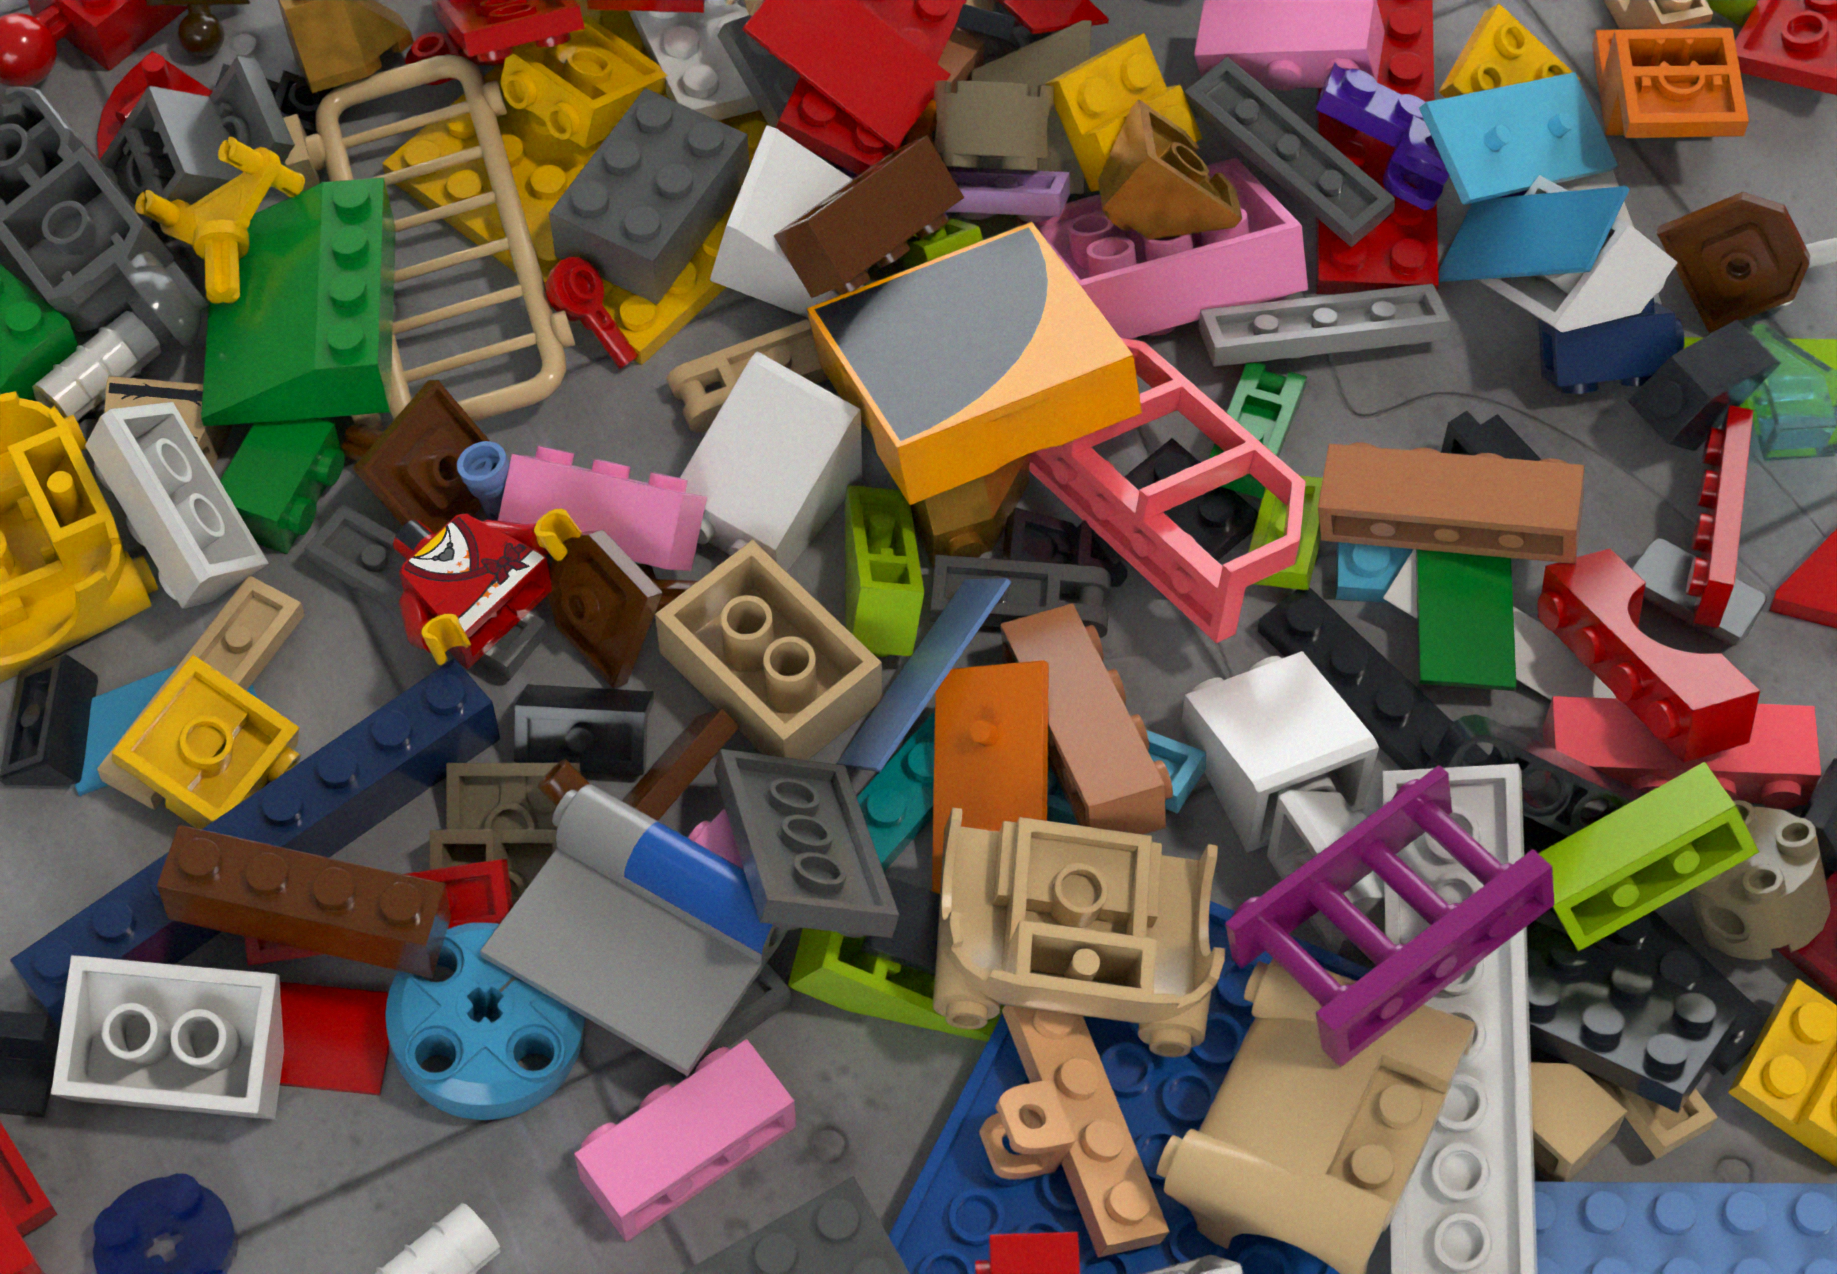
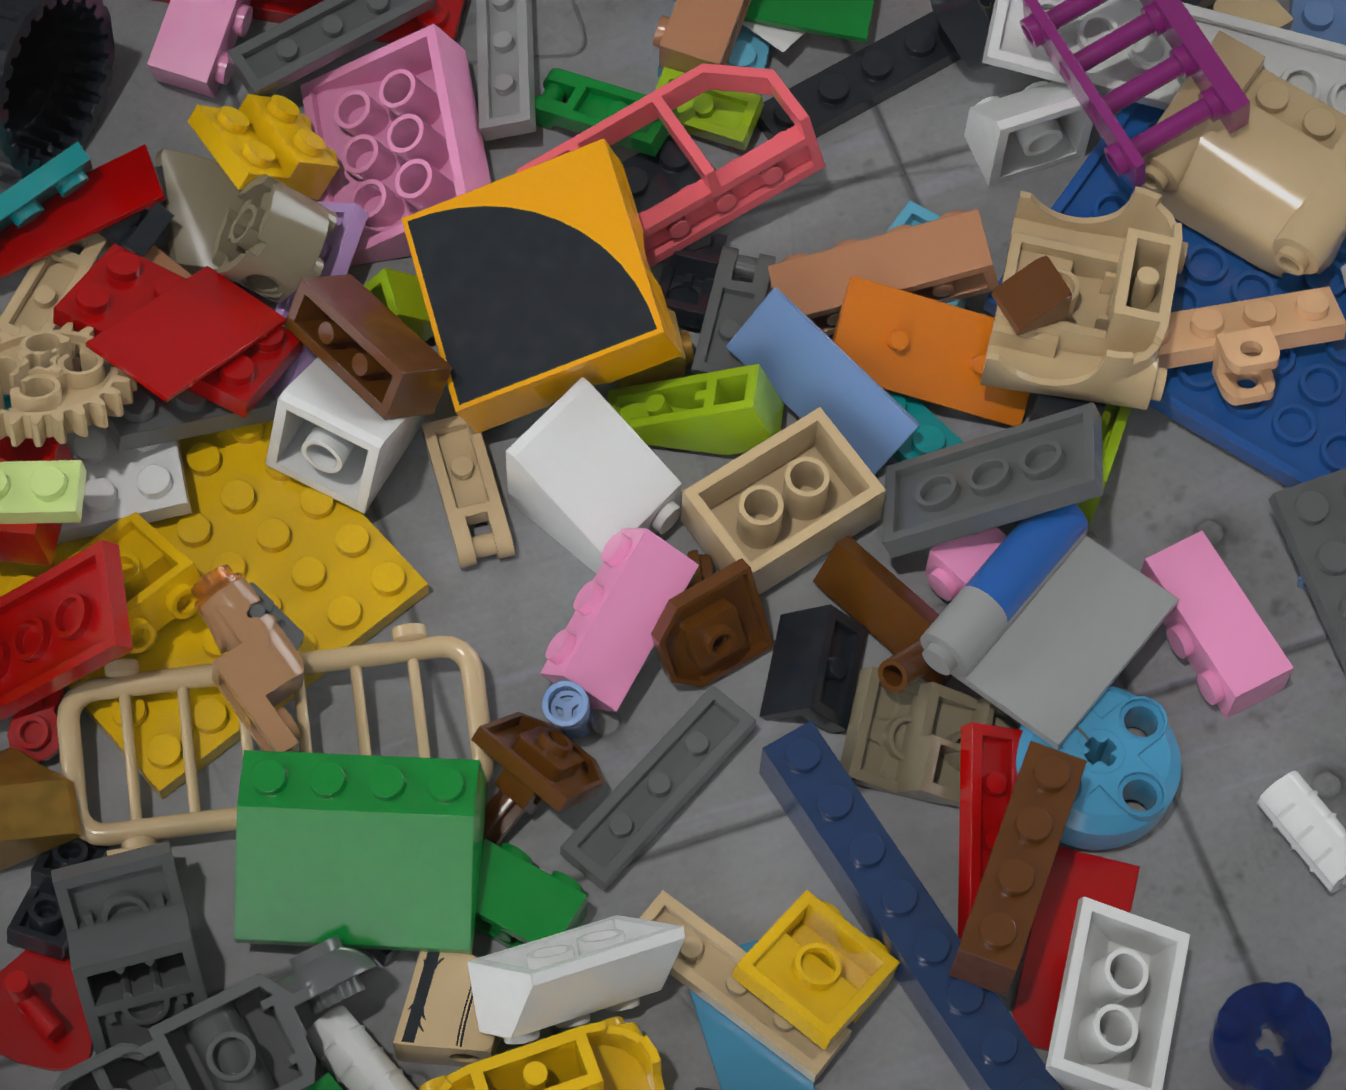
camera: 85 degrees left, 5 degrees up
(220, 220) = (255, 910): yellow axle -> none
(475, 580) = (685, 727): torso -> none
(494, 189) = (260, 657): none -> medium nougat plate
(580, 292) = (373, 618): red plate -> none
(651, 195) = (282, 535): dark grey brick -> none
(1042, 848) = (1033, 296): none -> reddish brown slope
(1161, 183) = (360, 124): pearl gold slope -> none
(1273, 735) = (915, 144): white slope -> none

